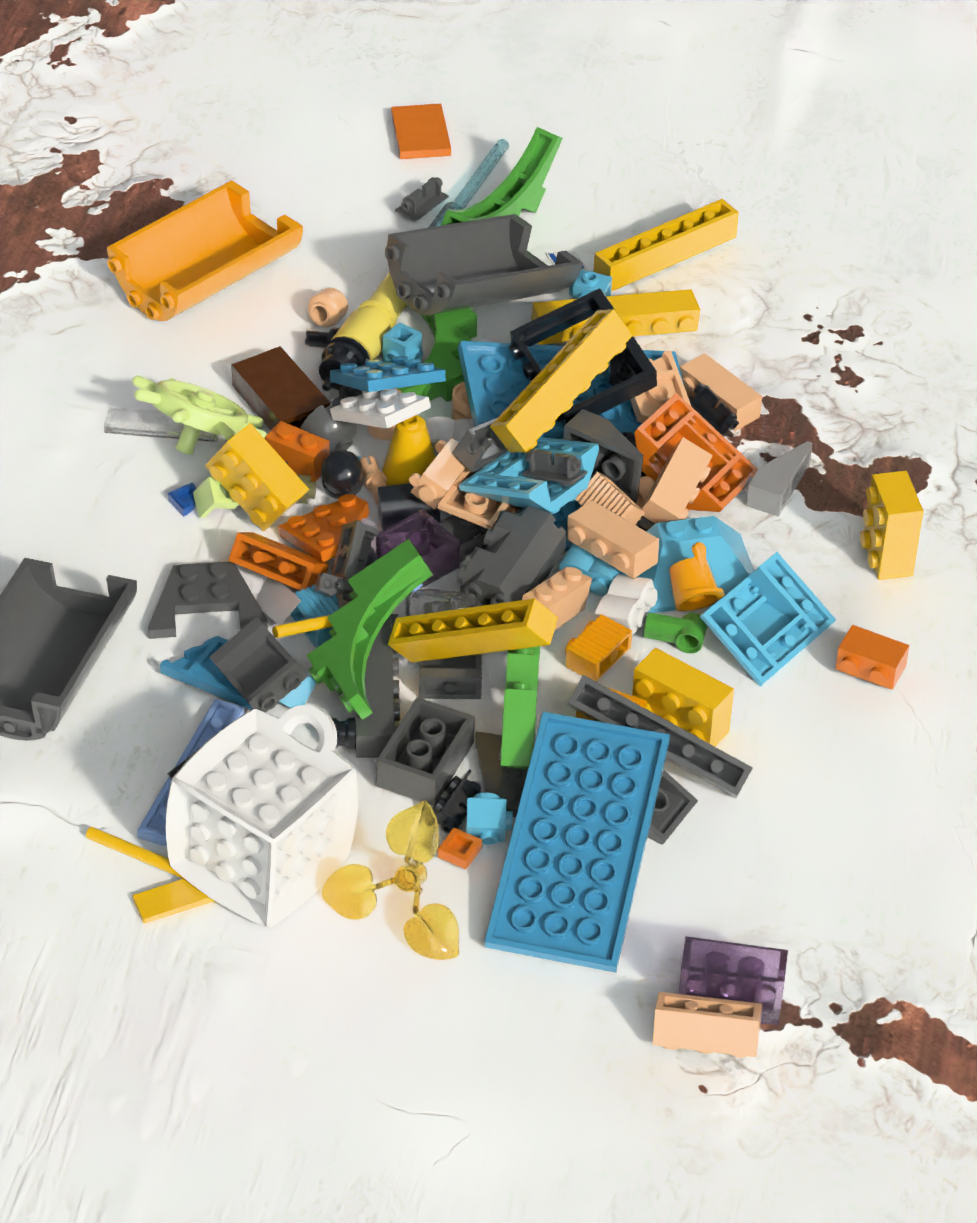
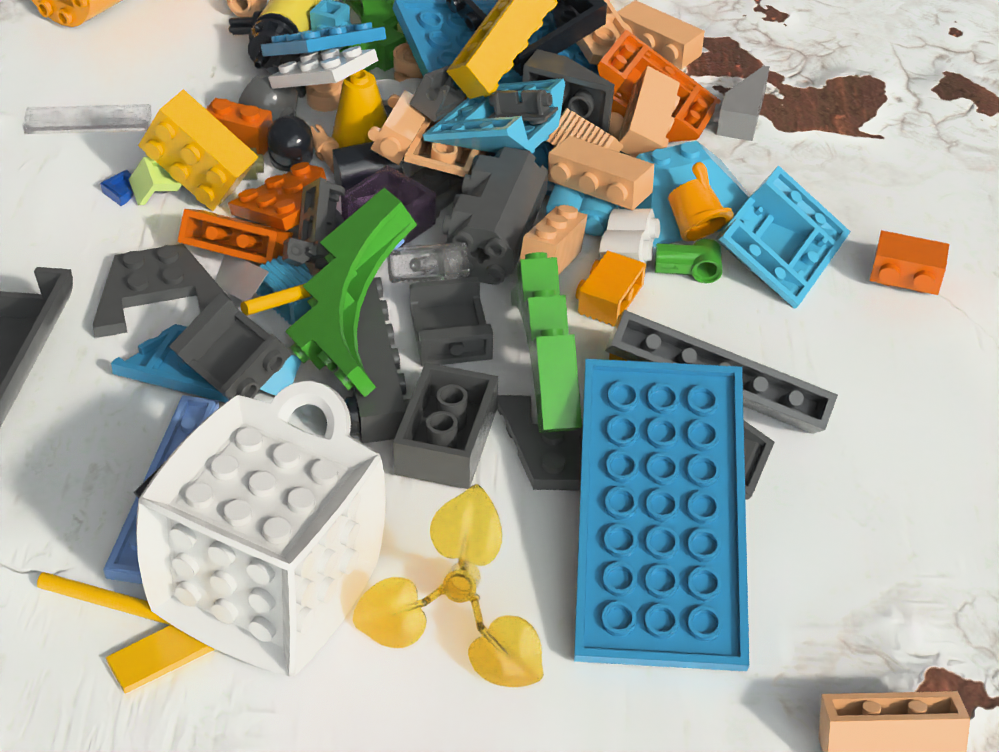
camera: 10 degrees left, 0 degrees up
(196, 409) = (121, 92): yellowish green piece -> none
(276, 388) = (204, 69): reddish brown brick -> none
(447, 810) = (498, 469): black hinge -> none
(459, 848) = (517, 537): orange plate -> none
(473, 630) = (482, 276): yellow brick -> none
(488, 818) = (539, 496): medium azure brick -> none
(684, 696) = (729, 319): yellow brick -> none
(721, 418) = (669, 51): black hinge -> none
(735, 973) = (907, 655): clear purple brick -> none
(892, 525) = (885, 128): yellow brick -> none

